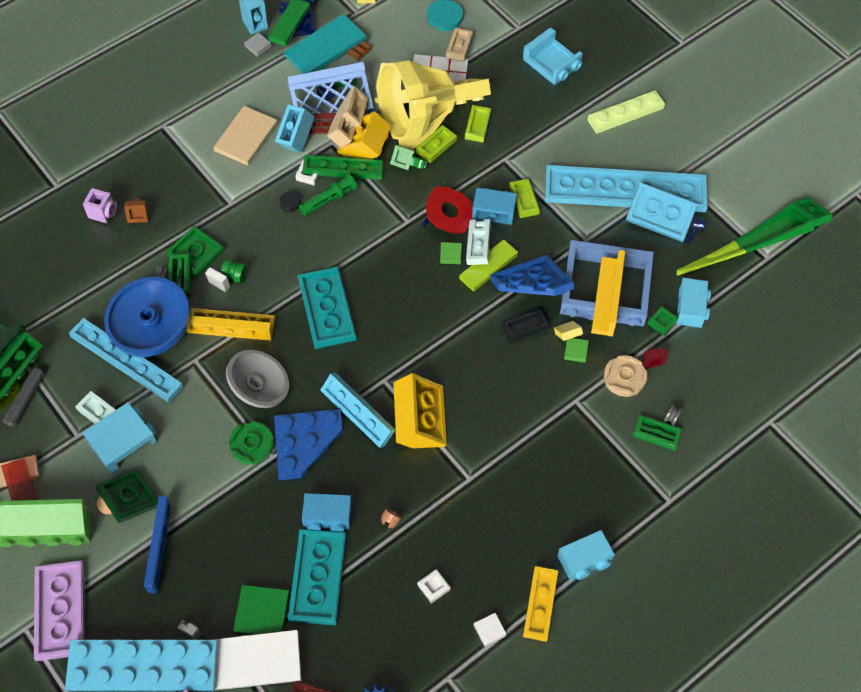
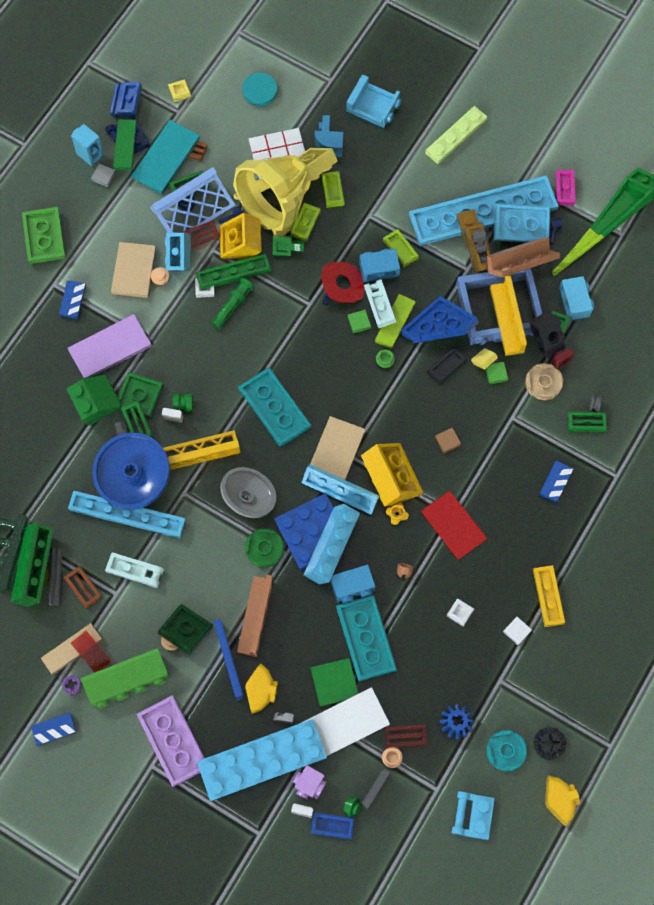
camera: 20 degrees left, 10 degrees up
(50, 432) = (92, 600): none -> dark orange tile
(99, 205) = (38, 383): lavender brick -> none
(119, 435) = (154, 582): medium azure panel -> none
(136, 211) = (71, 375): dark orange tile -> none
(146, 237) = (94, 398): none -> green slope
(173, 143) = (72, 299): none -> blue tile
(174, 78) = (43, 235): none -> bright green plate
(176, 588) = (261, 689): none -> yellow piece
(187, 197) = (109, 347): none -> lavender tile
(209, 509) = (255, 616): none -> nougat fence
(268, 149) = (160, 276): none -> light nougat plate
(289, 201) = (200, 320): black tile -> none
(321, 461) = (331, 544): none -> medium azure brick
(348, 117) = (220, 224): tan slope -> none
(374, 368) = (338, 447): none -> tan tile
(409, 450) = (395, 519): none -> yellow plate
(459, 44) = (286, 116): tan plate -> none
(462, 297) = (385, 358): none -> bright green plate
(466, 491) = (453, 525): none -> red window
(495, 400) = (447, 440): none -> medium nougat tile
(497, 77) = (329, 139): none -> dark azure brick
(585, 556) = (569, 545): medium azure brick -> none
(598, 483) = (556, 481): none -> blue tile
(604, 212) = (474, 240): none -> pearl gold plate
(640, 316) = (548, 334): none -> black brick
(645, 240) = (521, 257): none -> nougat fence
(722, 193) = (565, 187): none -> dark pink plate

